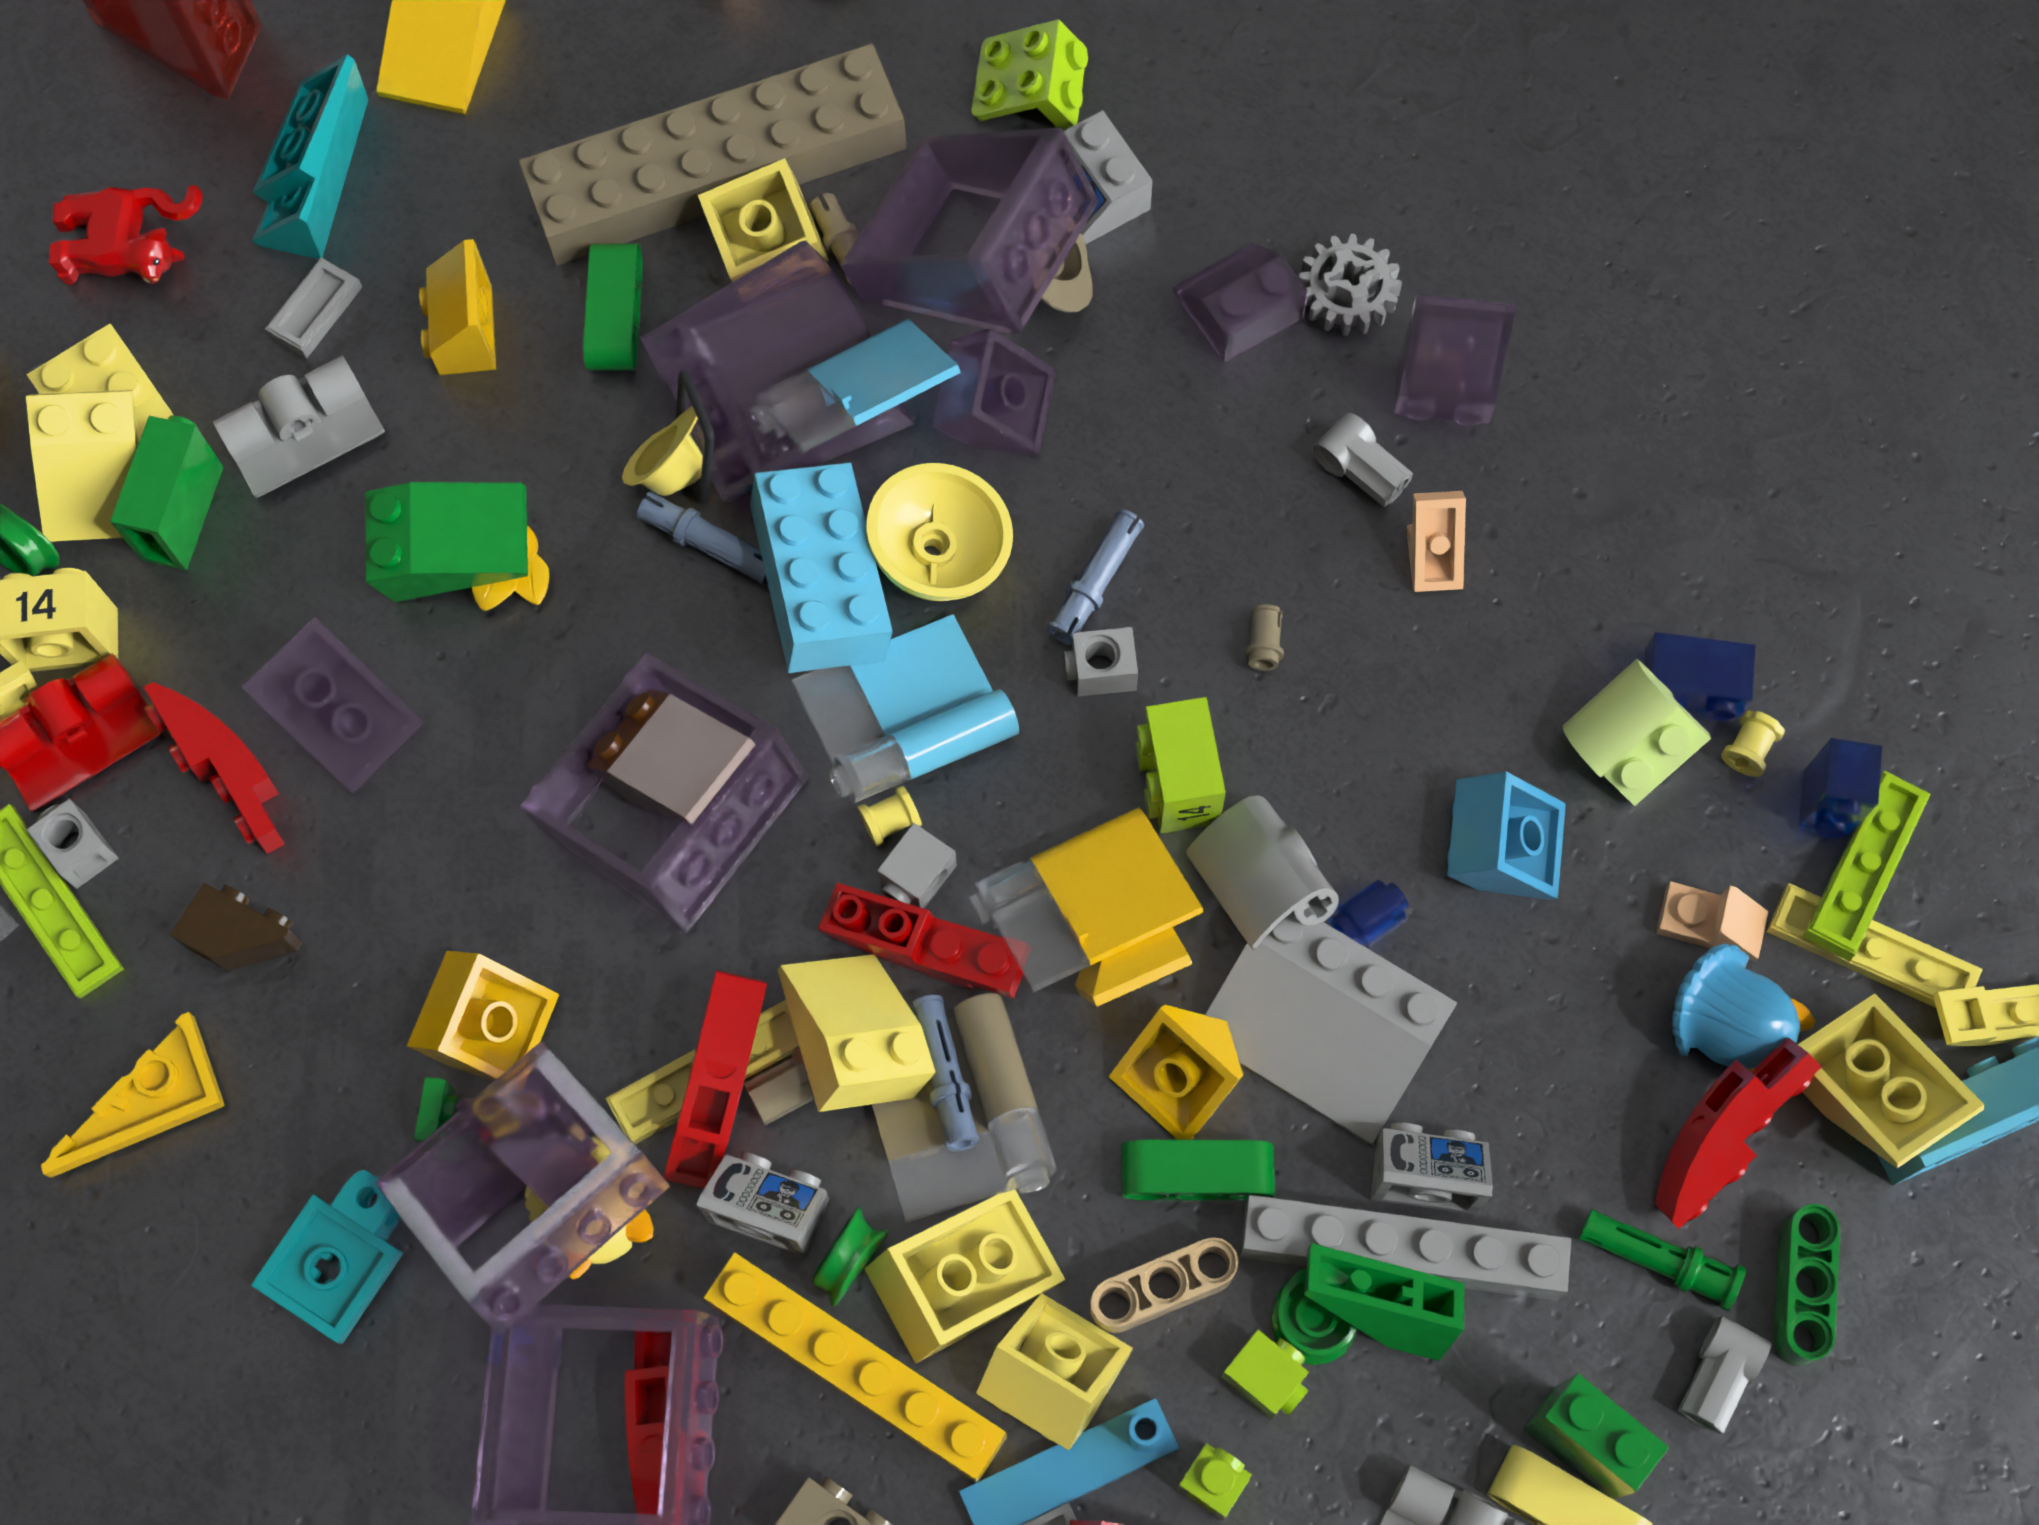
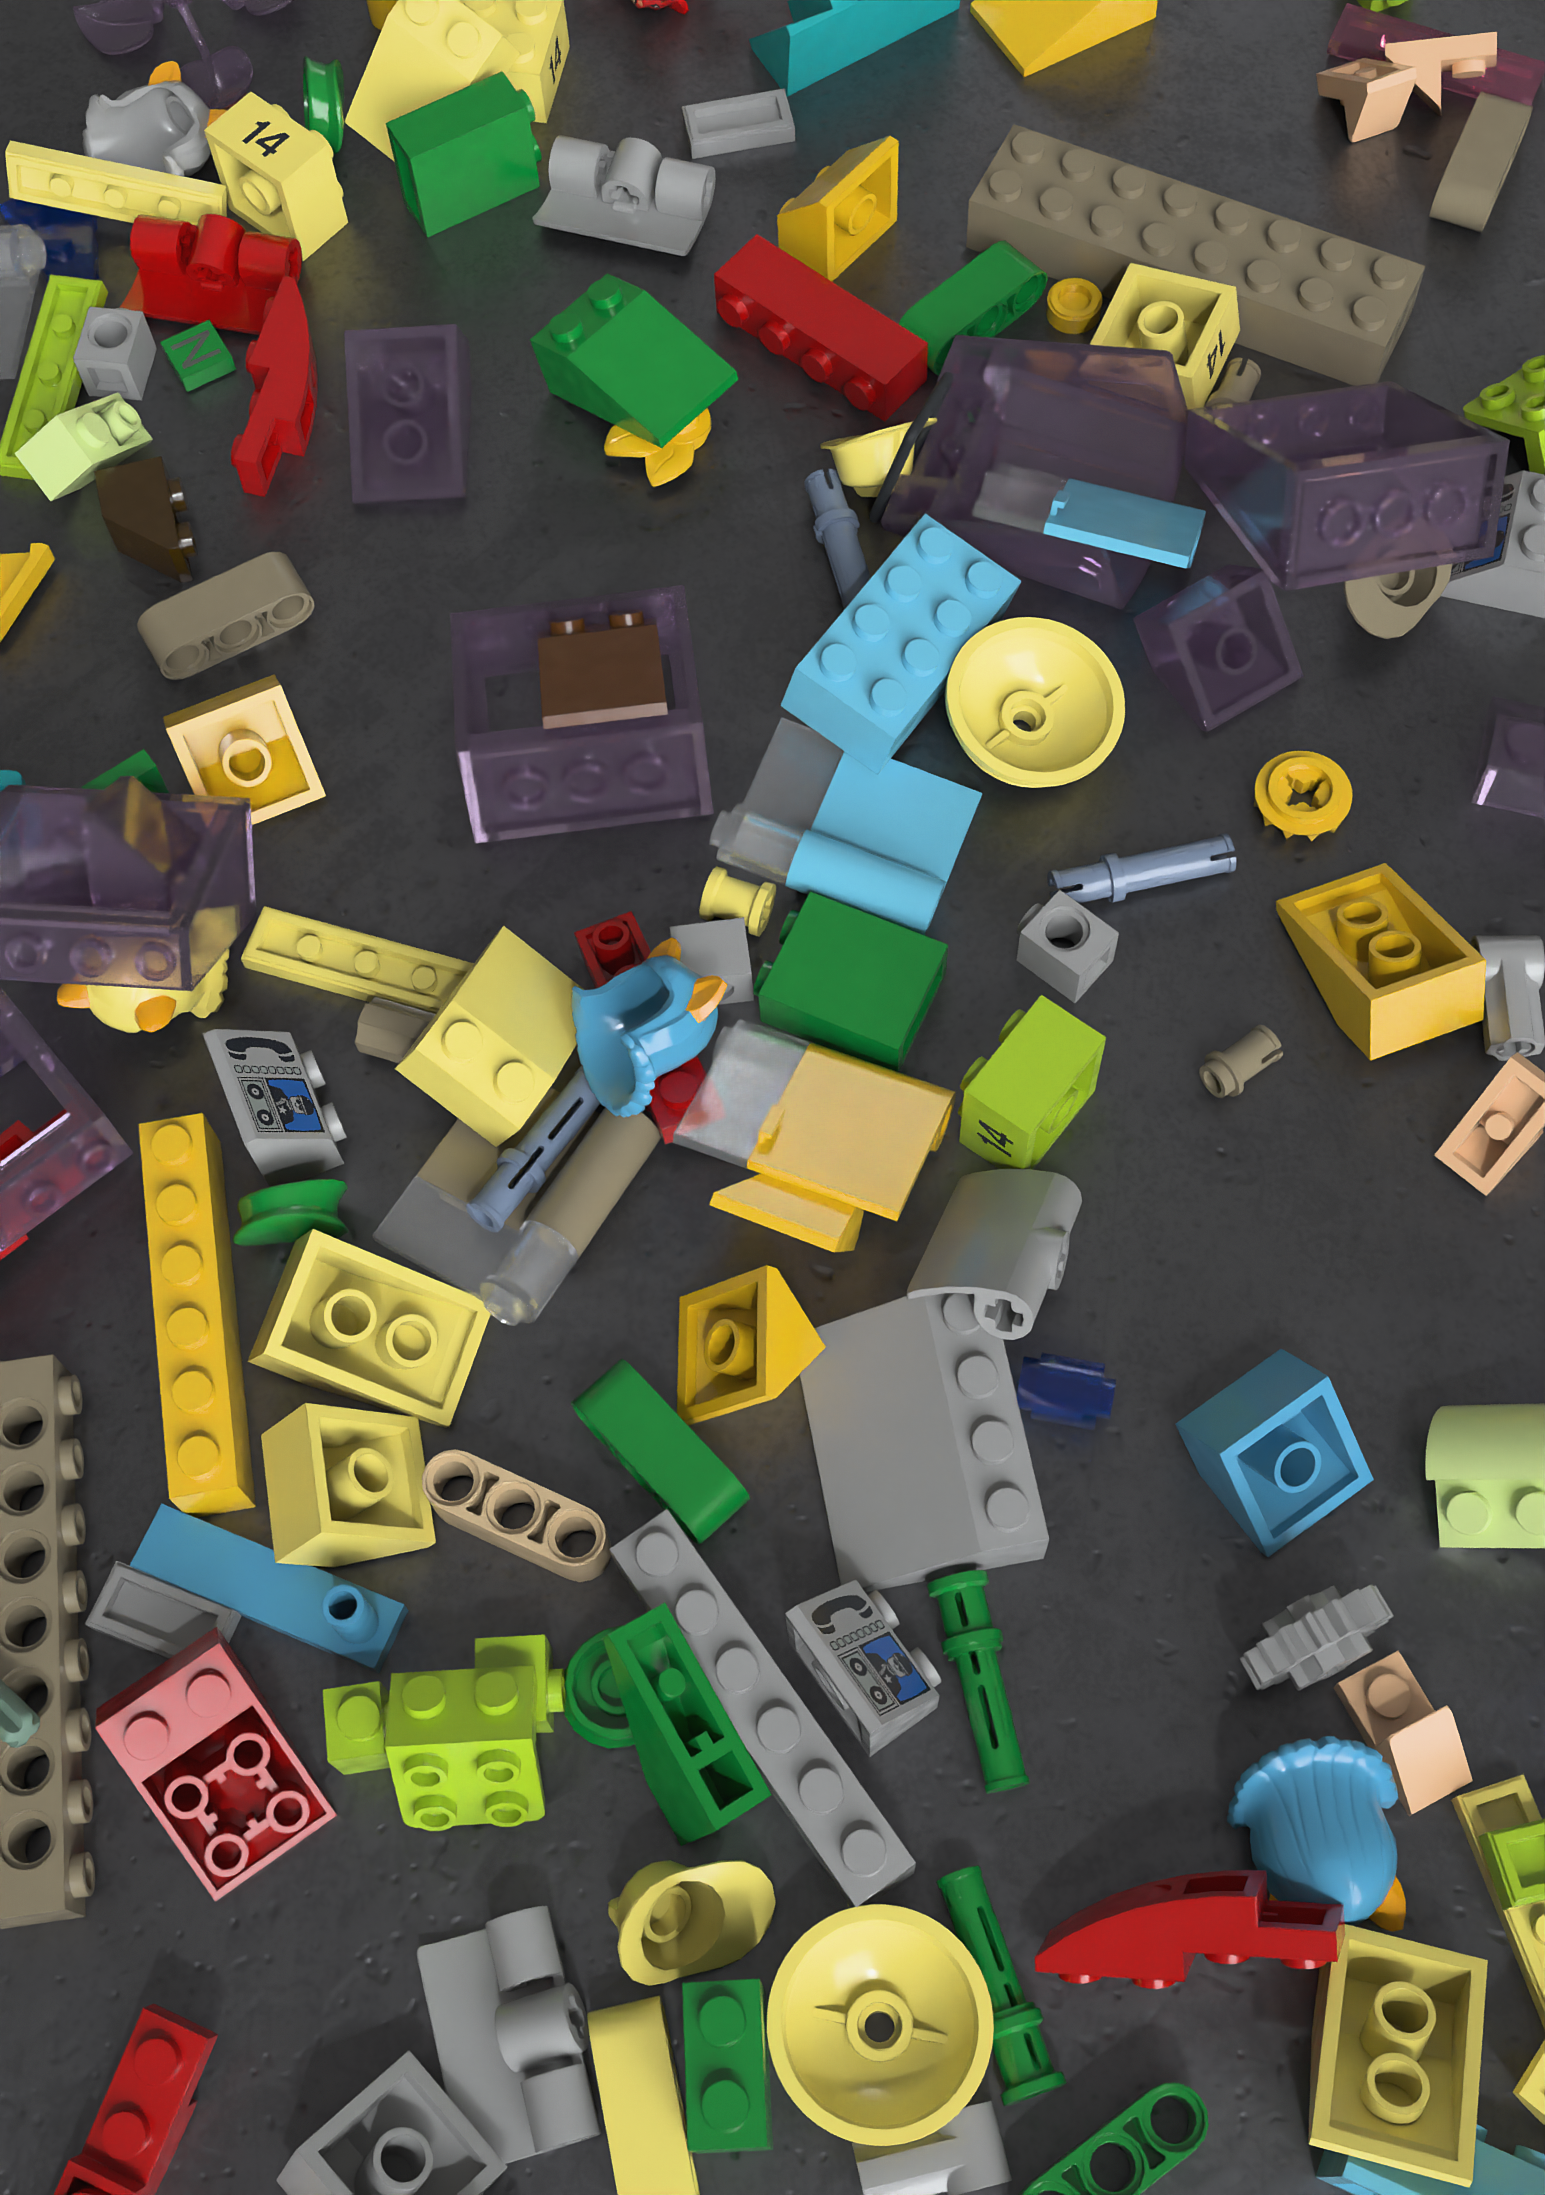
camera: 50 degrees right, 5 degrees down
(127, 792) = (198, 355): none -> green tile
(133, 925) = (82, 442): none -> yellowish green slope
(362, 944) = (225, 615): none -> dark tan beam
(532, 404) = (820, 327): none -> red brick
(670, 248) = (1074, 305): none -> yellow tile
(715, 1079) = (355, 959): red slope -> none
(943, 944) = (643, 1026): none -> dark azure hair
(1008, 800) = (851, 981): none -> green brick
(1151, 434) = (1302, 773): none -> yellow gear
(1279, 503) = (1385, 960): none -> yellow slope
(1283, 1428) = (465, 1747): none -> lime bracket
(1485, 1392) = (690, 1918): none -> light yellow piece
(1548, 1144) = (1003, 1765): none -> green pin
(1635, 916) = (1316, 1637): none -> light grey gear
(1666, 1314) = (891, 1965): none -> light yellow hat

